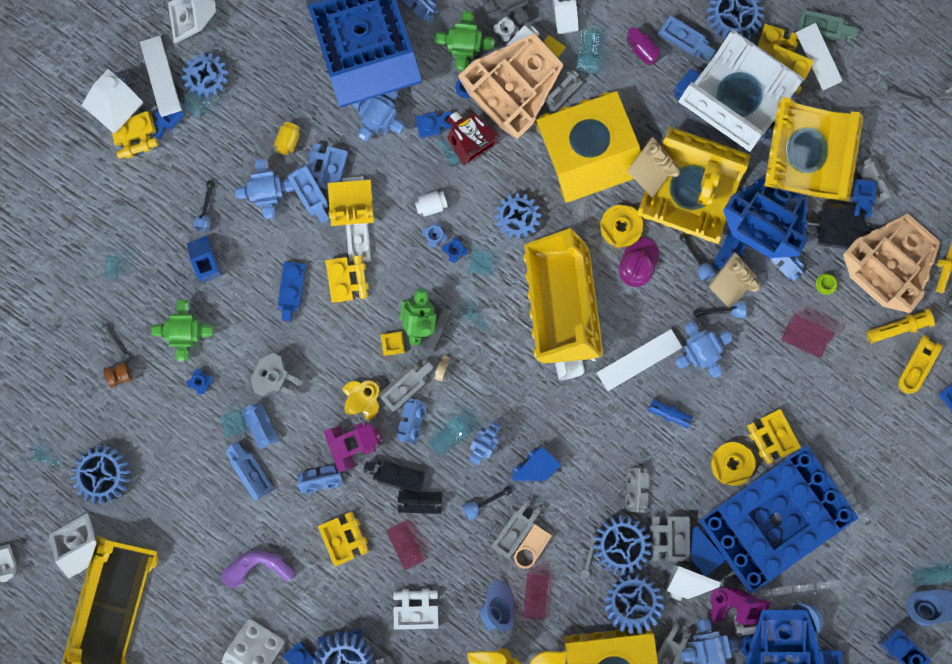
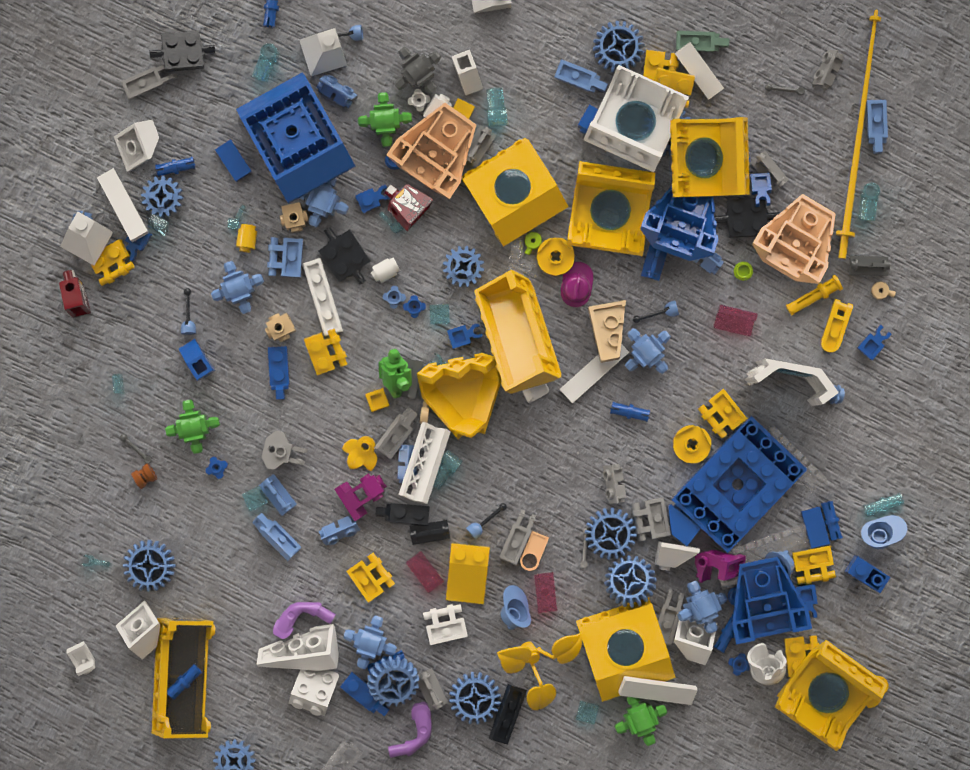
camera: 15 degrees left, 5 degrees up
(85, 162) = (74, 295): none -> dark red torso
(109, 613) = (184, 681): none -> blue pin
(226, 47) = (175, 166): none -> blue pin
(256, 608) = (309, 651): none -> white wedge
(277, 120) = (234, 223): none -> clear light blue hand
(291, 53) = (233, 160): none -> blue tile
(302, 234) = (287, 327): none -> tan brick
(309, 192) = (276, 283): medium blue hinge -> none
(326, 612) = (369, 642): none -> medium blue piece
(340, 119) = (290, 211): none -> tan brick
(350, 202) = (315, 284): yellow hinge -> none
(390, 179) = (344, 256): none -> black plate
(432, 426) = (427, 465): none -> white fence
(452, 557) = (467, 573): none -> yellow slope
(485, 442) = (475, 470): medium blue gear -> none
(487, 353) = (462, 392): none -> yellow panel
(498, 292) = (461, 336): none -> blue plate
(537, 468) = (526, 481): blue slope -> none
(598, 209) = (532, 246): none -> lime piece
(643, 46) = (543, 92): magenta arm -> none
(653, 167) = (573, 200): tan hinge -> none
(663, 316) = (607, 328): none -> tan wing
(705, 270) = (636, 280): hinge -> none
(709, 181) = (624, 205): yellow plate -> none
(734, 281) = (662, 285): tan hinge -> none
(845, 622) = (813, 559): none -> yellow plate
(855, 586) = (815, 527): none -> blue tile
(874, 582) = (831, 520): none -> blue pin
(887, 413) = (815, 376): none -> white panel
(905, 441) = (838, 398): none -> medium blue plate

